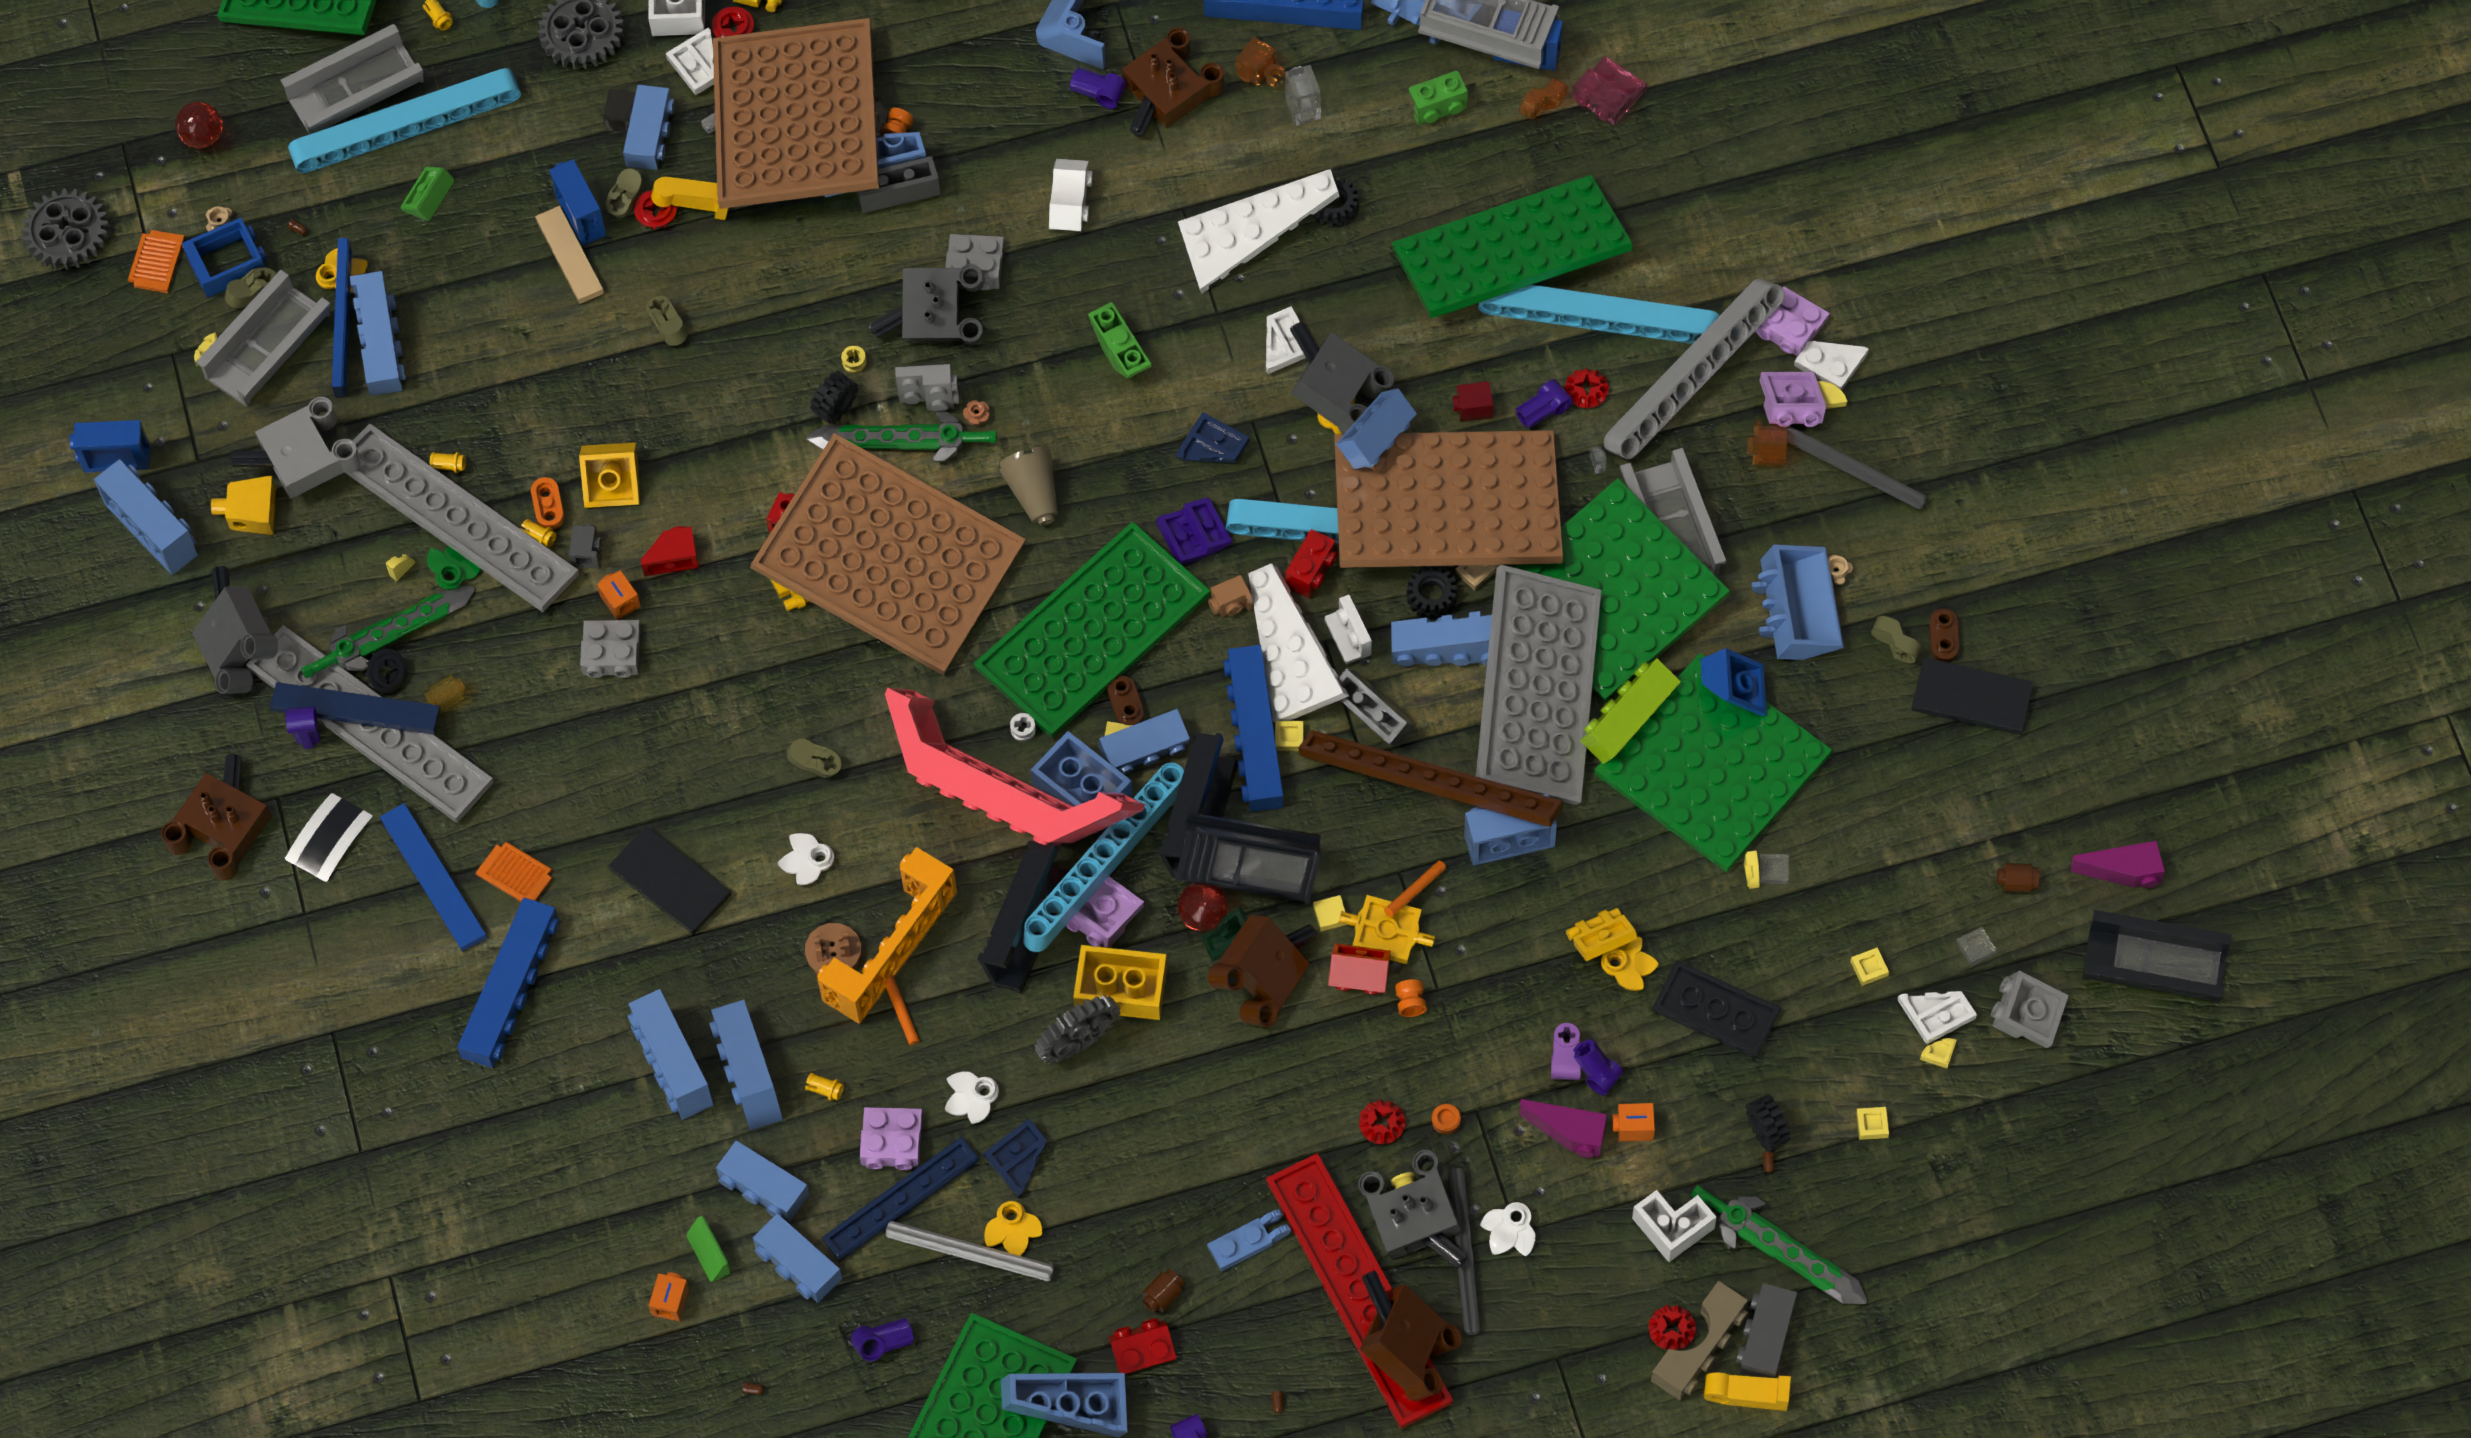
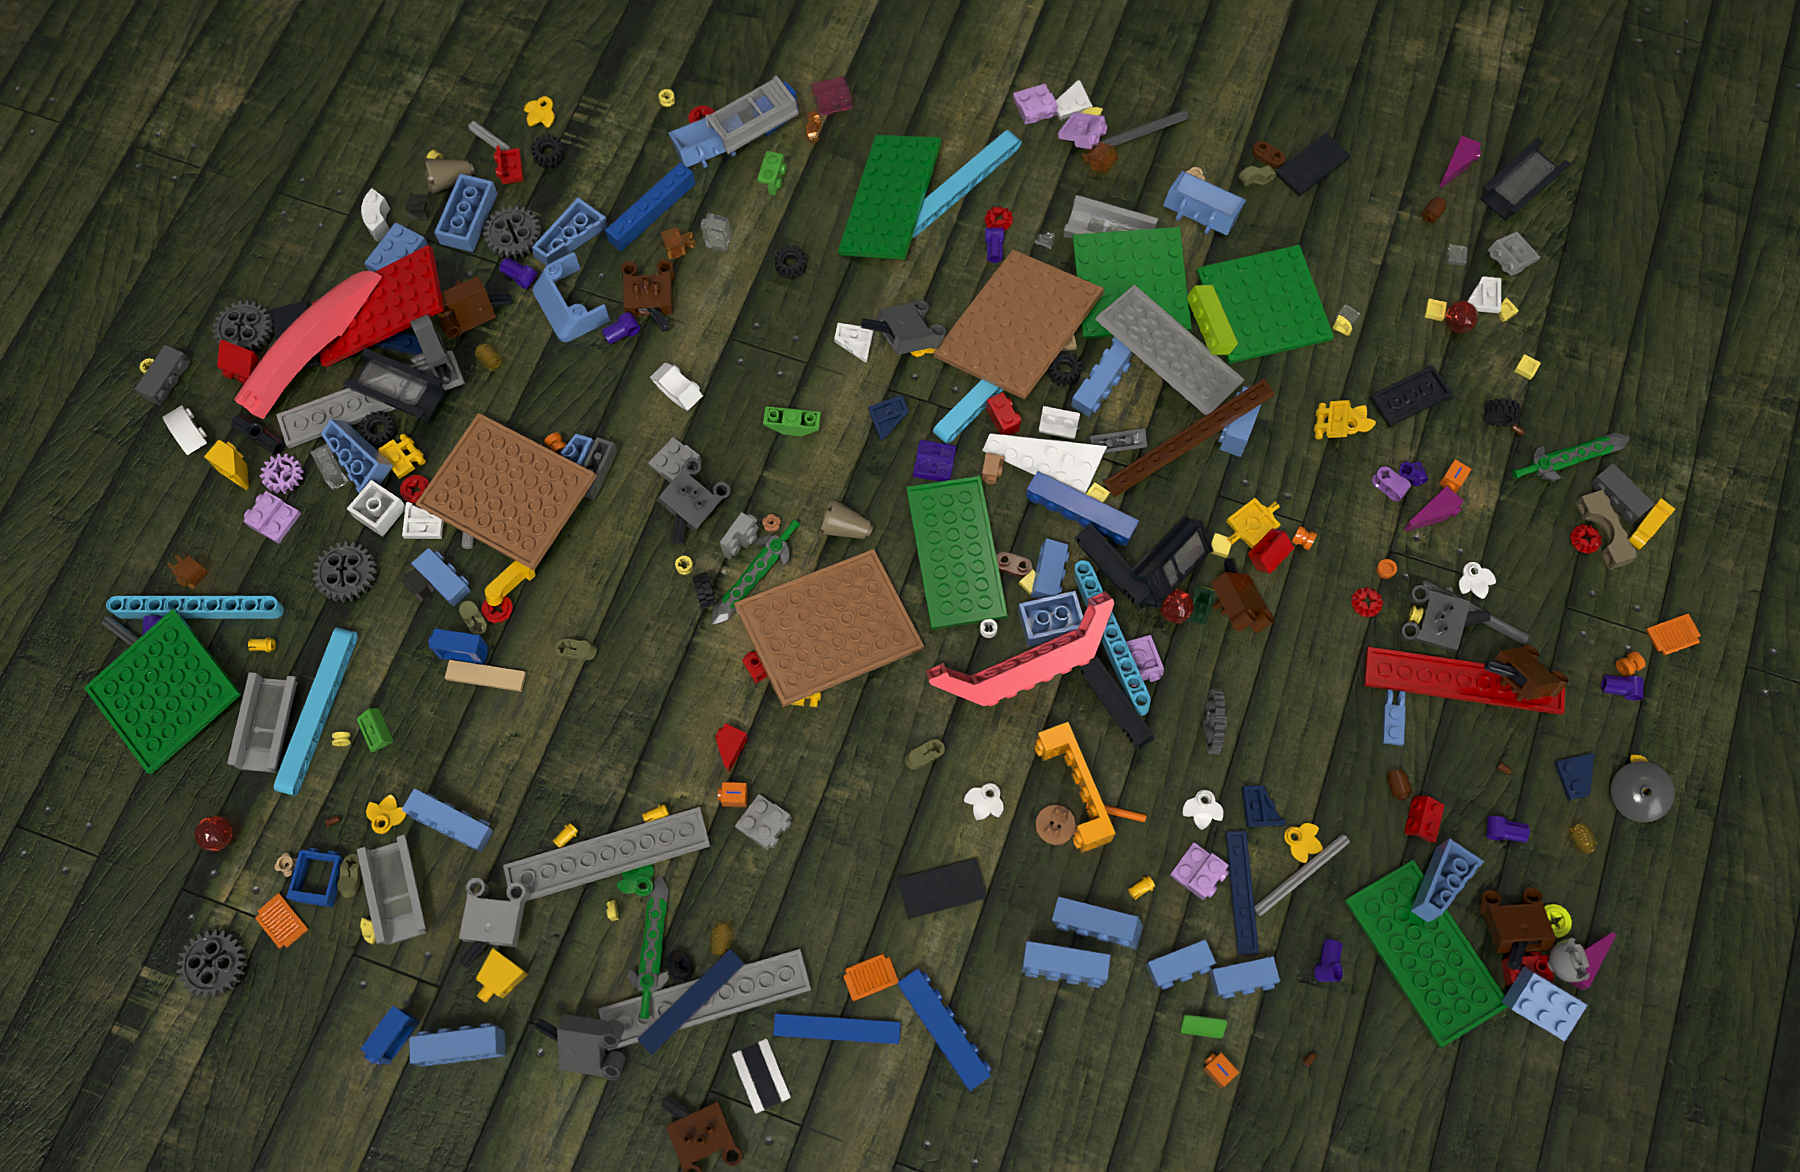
camera: 55 degrees left, 5 degrees up
(303, 725) = (680, 1041): dark purple piece -> none
(342, 316) = (439, 849): blue tile -> none
(391, 167) = (341, 739): none -> light yellow bush
(547, 505) = (641, 796): orange plate -> none
(585, 547) = (687, 792): dark grey brick -> none
(609, 474) = (650, 747): yellow slope -> none
(1128, 976) = (1192, 680): yellow brick -> none
(1244, 228) = (770, 317): white wing -> none
(1376, 429) = (954, 326): medium blue brick -> none
(1415, 889) = (1240, 492): orange bar -> none
(1473, 401) = (966, 274): dark red brick -> none
(1673, 1230) = (1534, 498): white brick -> none
(1693, 368) = (1033, 161): light grey beam -> none
(1735, 680) = (1232, 259): blue slope -> none
(1875, 998) = (1461, 317): none -> clear red piece

